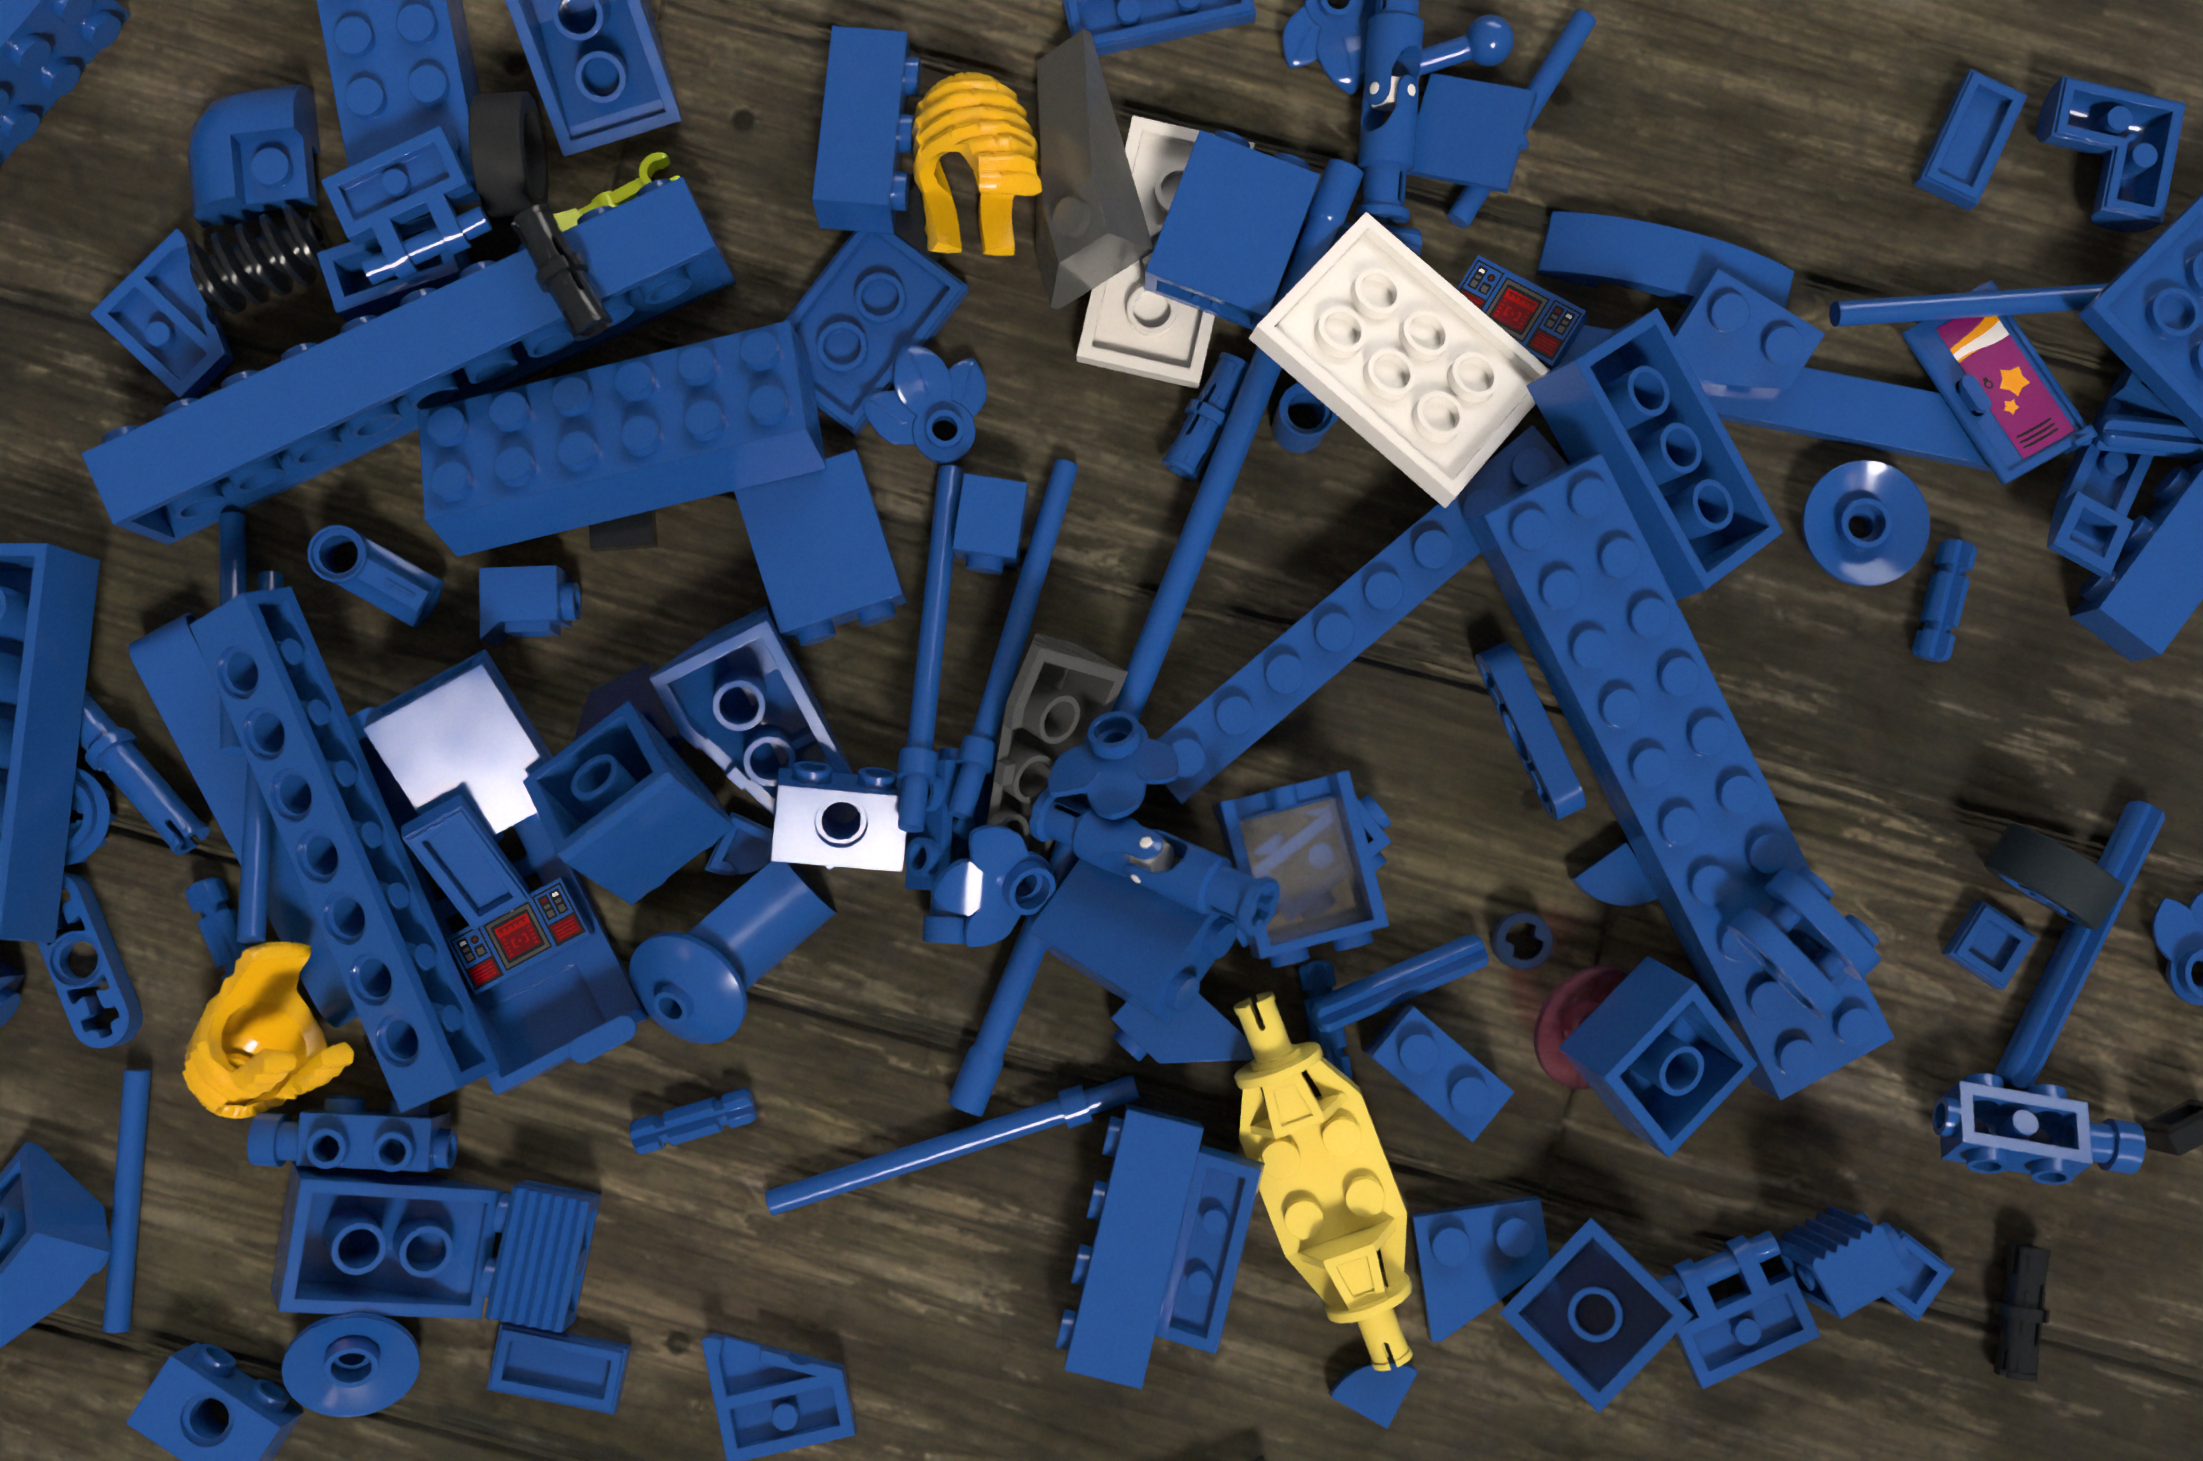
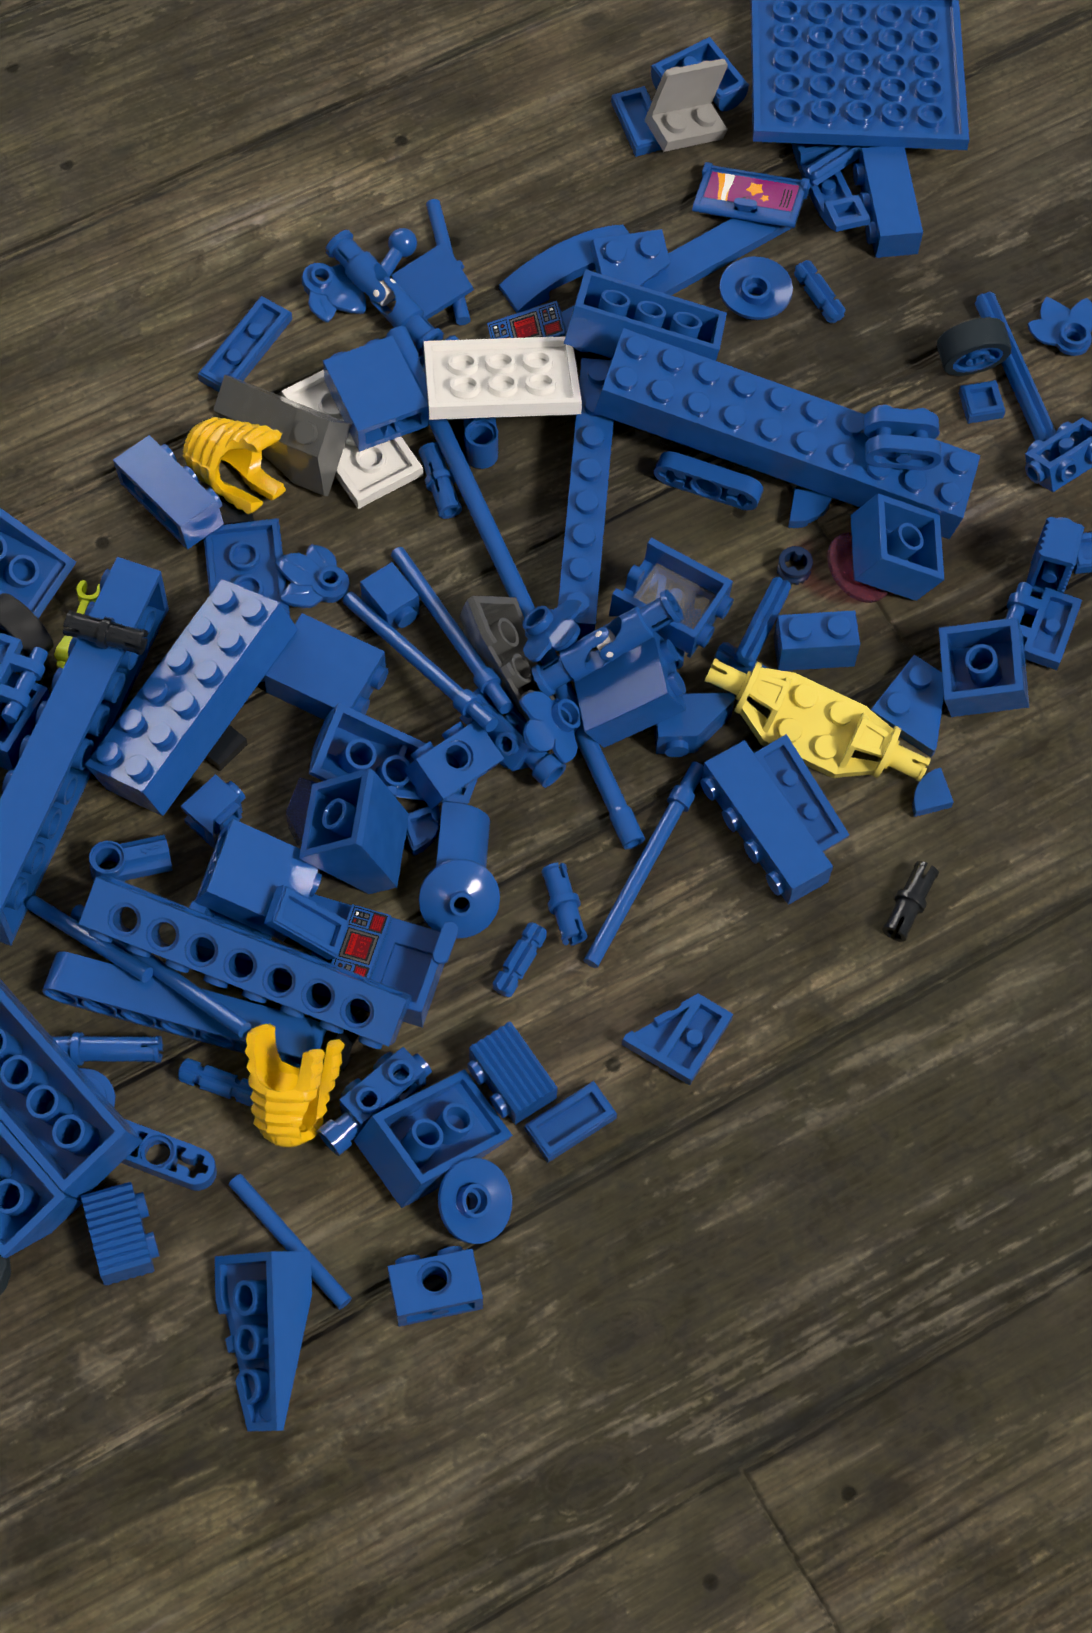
camera: 45 degrees left, 20 degrees down
(807, 1106) = (564, 904): none -> blue pin
(1962, 305) = (705, 177): blue bar -> none
(2039, 181) = (683, 106): none -> light grey bracket

